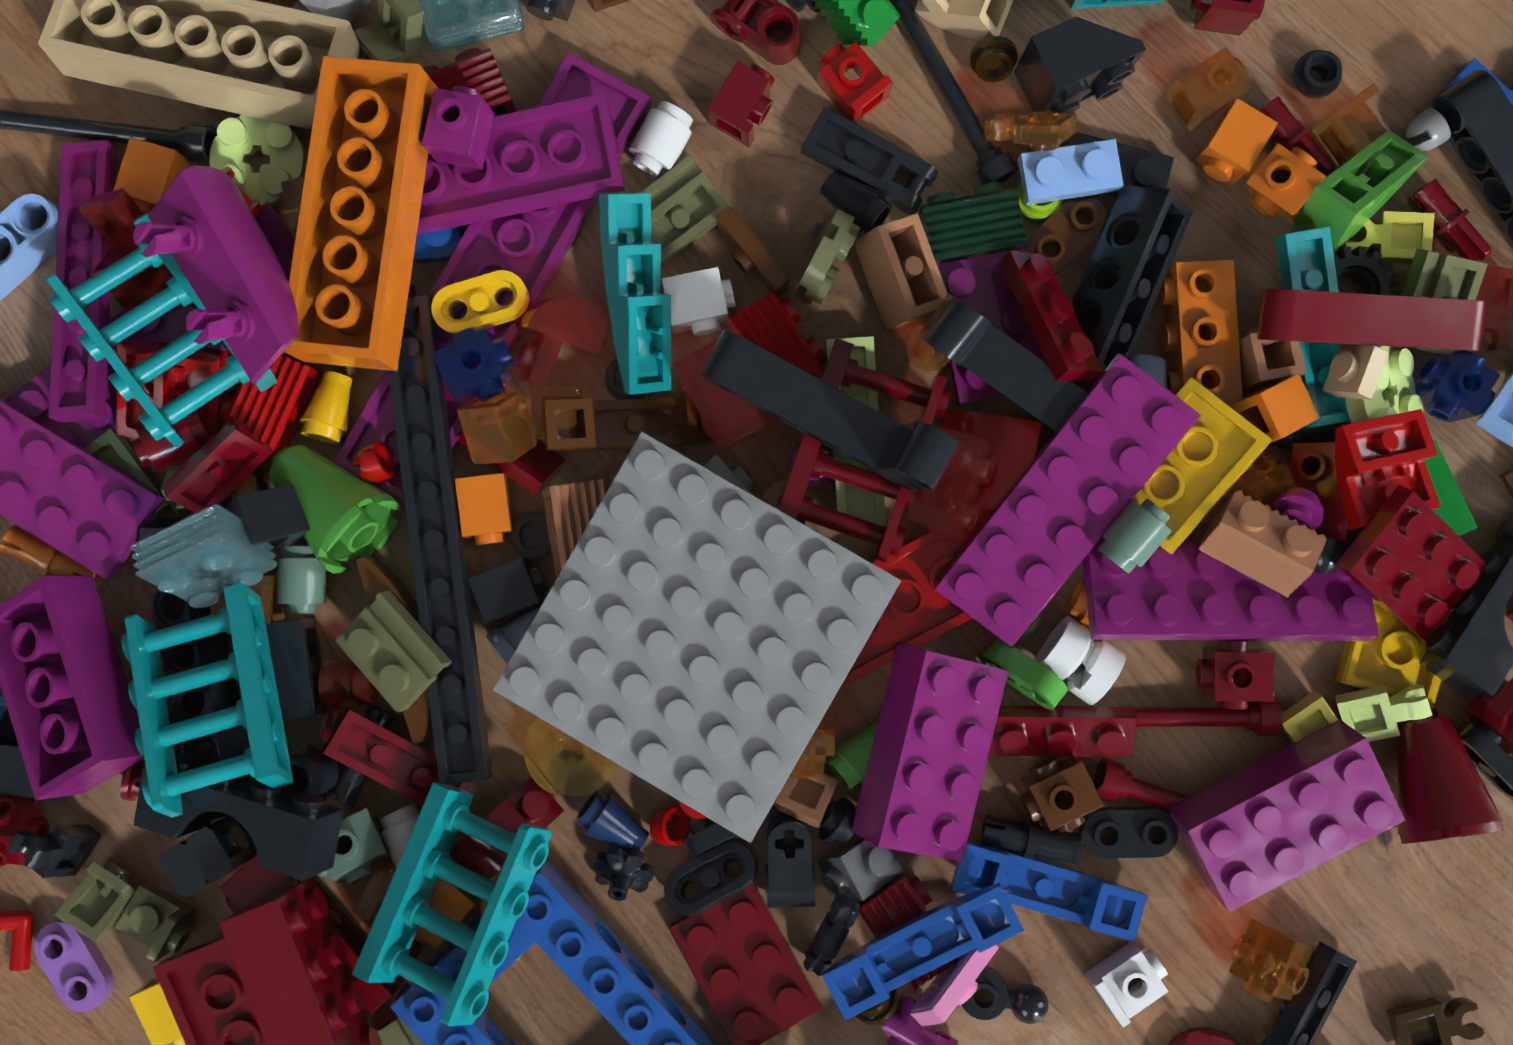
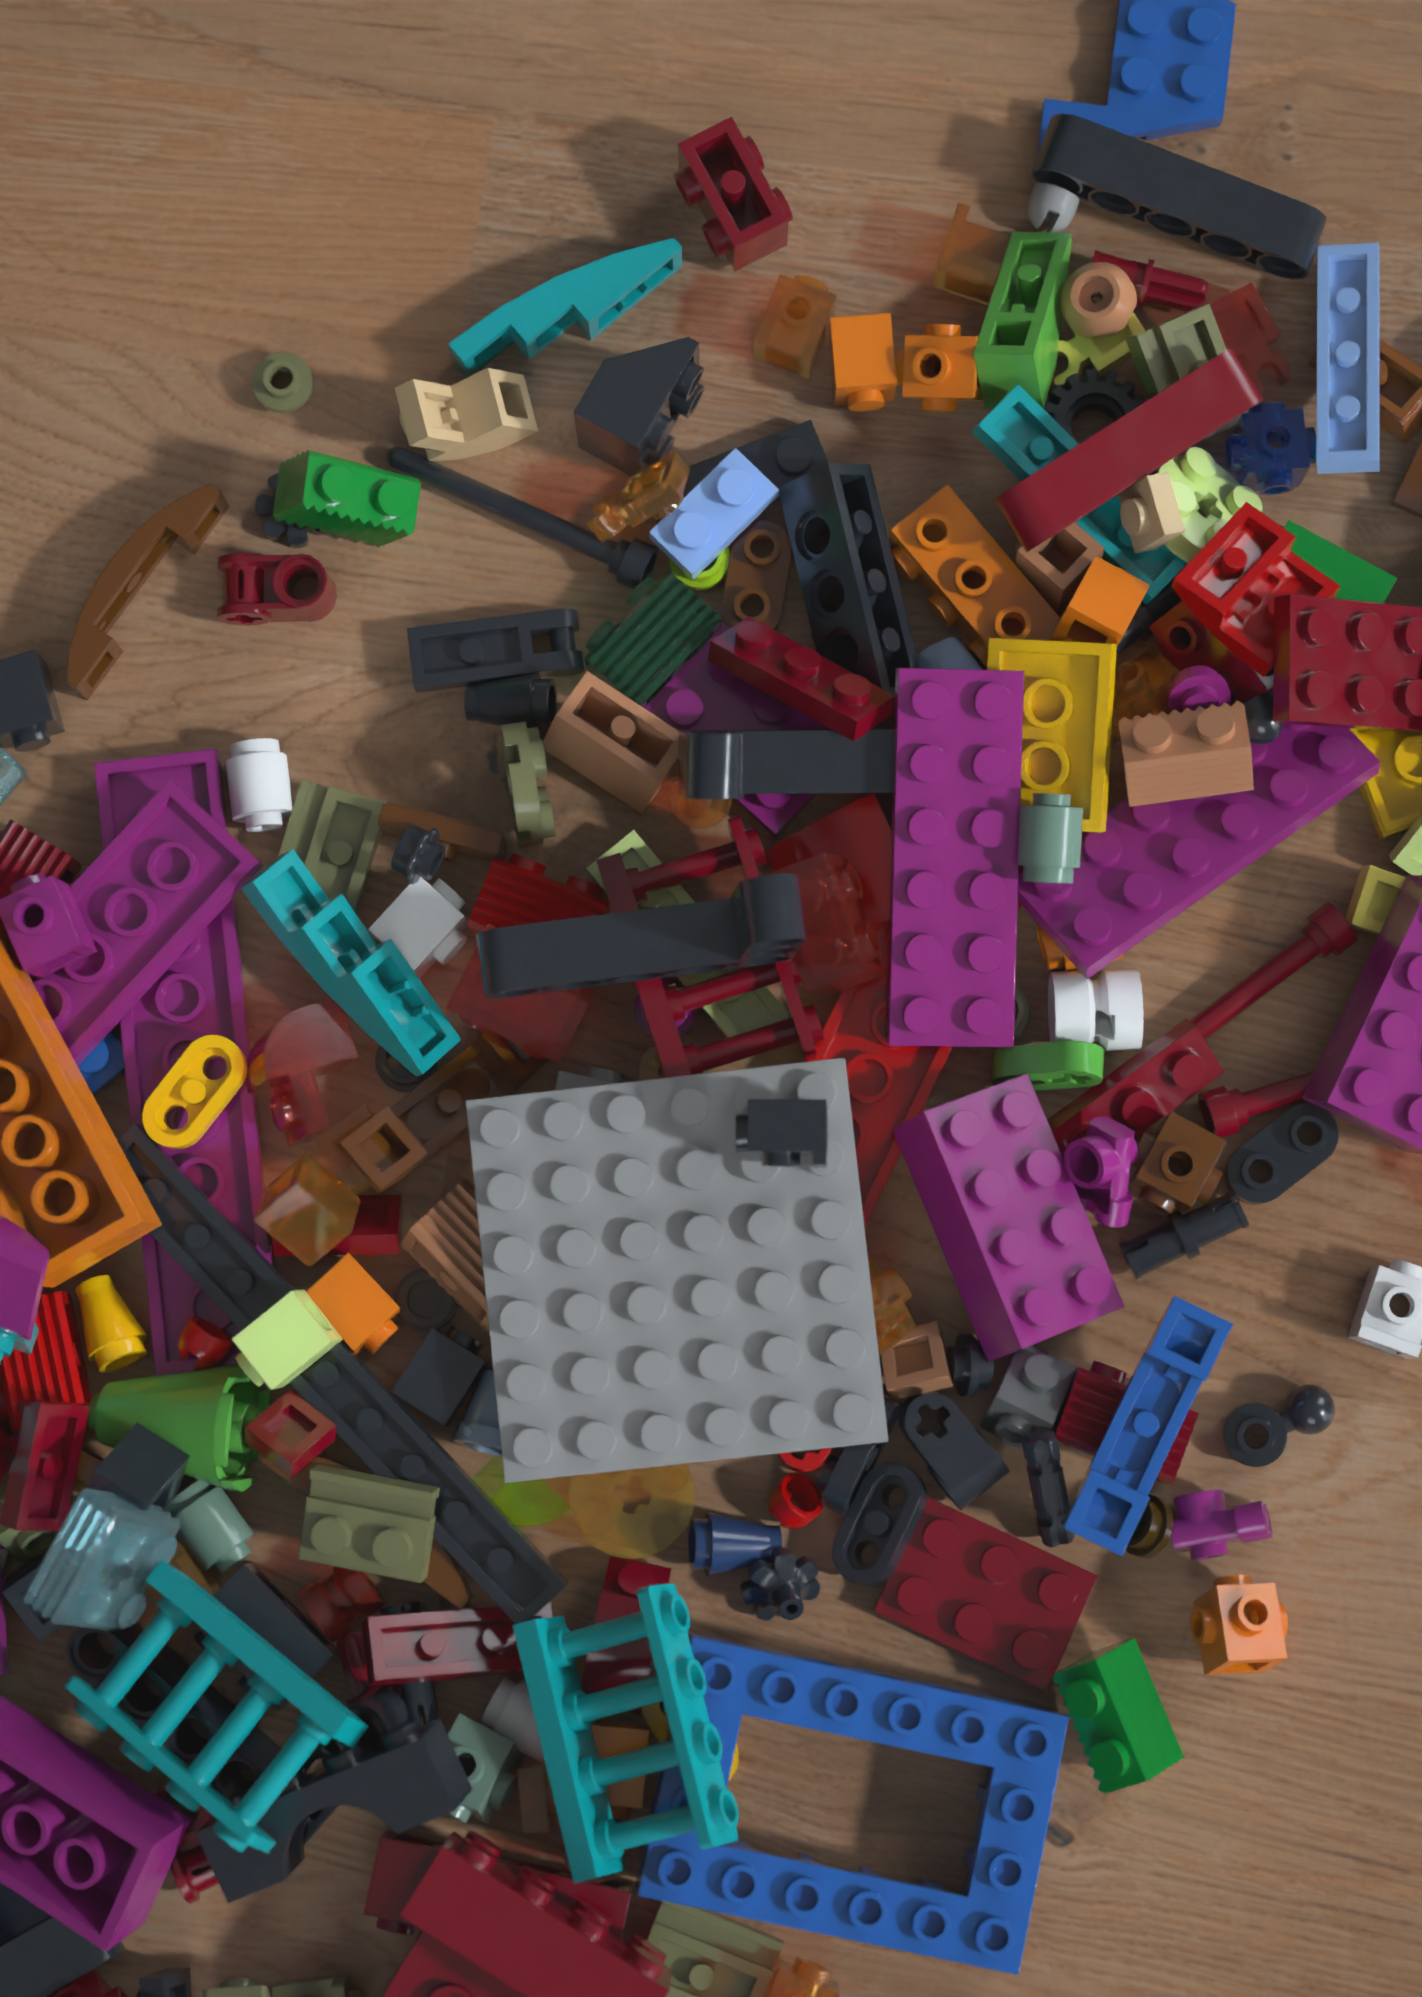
camera: 35 degrees left, 5 degrees down
(208, 855) = (331, 1878): black brick -> none
(384, 560) = (290, 1433): none -> dark red plate
(419, 500) = (285, 1340): none -> yellowish green brick
(459, 360) = (217, 1150): clear blue brick -> none
(505, 710) = (530, 1502): none -> clear neon green tile
(726, 253) = (418, 854): none -> black plate
(742, 102) = (317, 685): dark red brick -> none
(827, 602) = (784, 1131): none -> black brick
(853, 756) = (934, 1287): bright green cone -> none
(857, 96) = (429, 598): red brick -> none
(951, 988) = (1211, 1440): bright pink plate -> none
(993, 58) = (548, 452): dark brown plate -> none
(1011, 765) = (1101, 1170): none -> magenta plate
(1052, 889) = (1246, 1270): blue slope -> none
(1236, 674) = (1284, 895): dark red brick -> none
(1292, 134) = (915, 309): dark red axle -> none
(1326, 64) = (896, 211): black plate -> none
(1412, 225) = (1107, 316): none -> nougat plate

